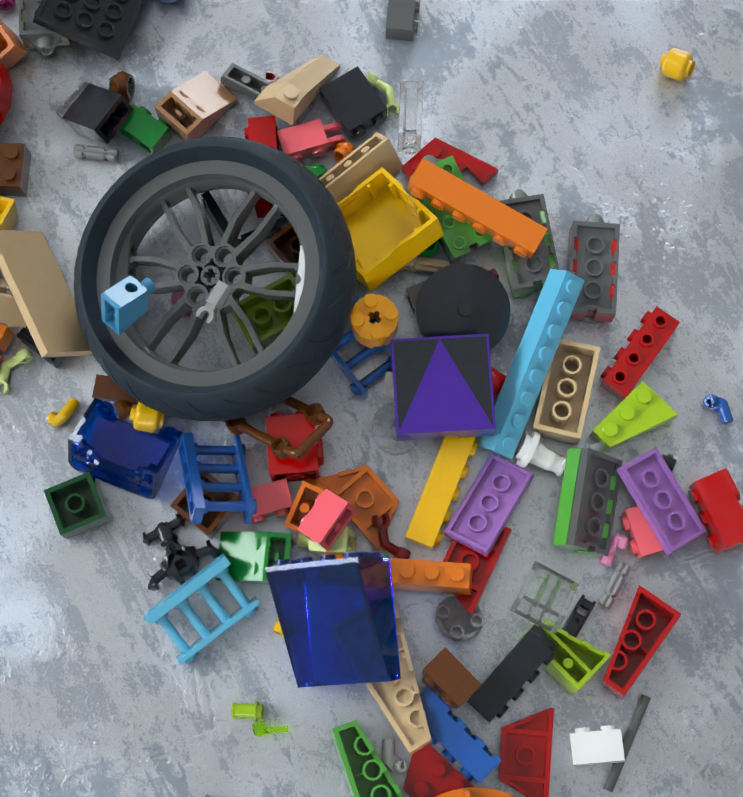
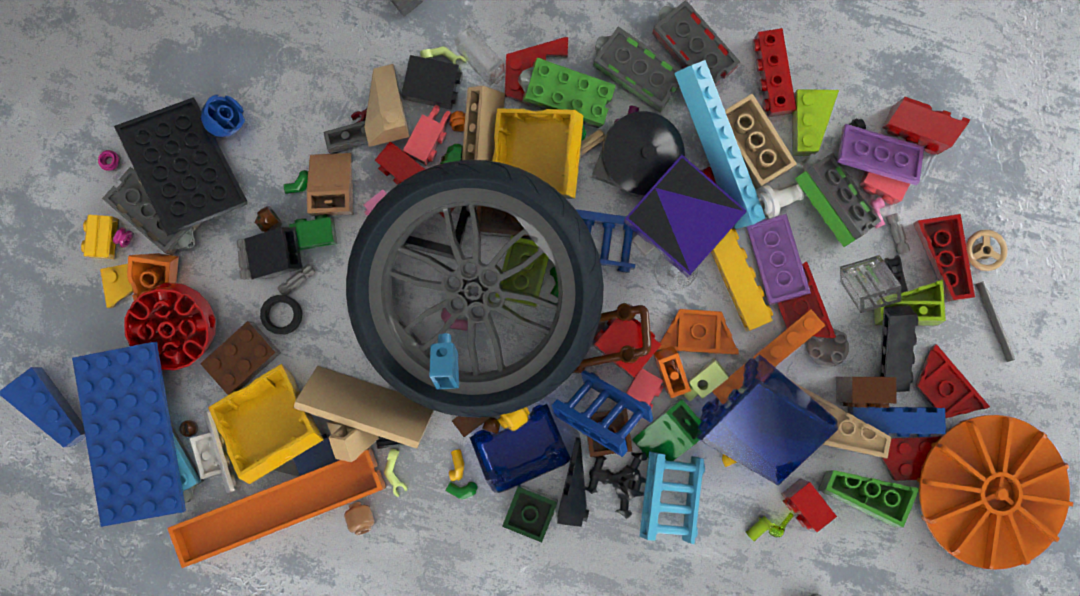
camera: 45 degrees left, 10 degrees up
(46, 439) = (462, 492): none -> green arm
(51, 151) = (269, 303): none -> black tyre
(121, 531) = (573, 500): none -> black wedge
(169, 84) = (300, 184): none -> green arm
(215, 301) = (500, 306): light grey bar -> none
(305, 729) = (808, 505): none -> red brick
(326, 519) = (698, 370): coral brick -> none
(369, 308) = (604, 204): light orange brick -> none
(390, 759) = (870, 470): white arm -> none
(397, 552) = (751, 344): dark red arm -> none
(476, 208) = (590, 79): orange brick -> none
(597, 746) = (984, 341): white brick -> none
(667, 669) = (978, 250): none -> tan piece
(720, 406) = (854, 58): blue arm -> none

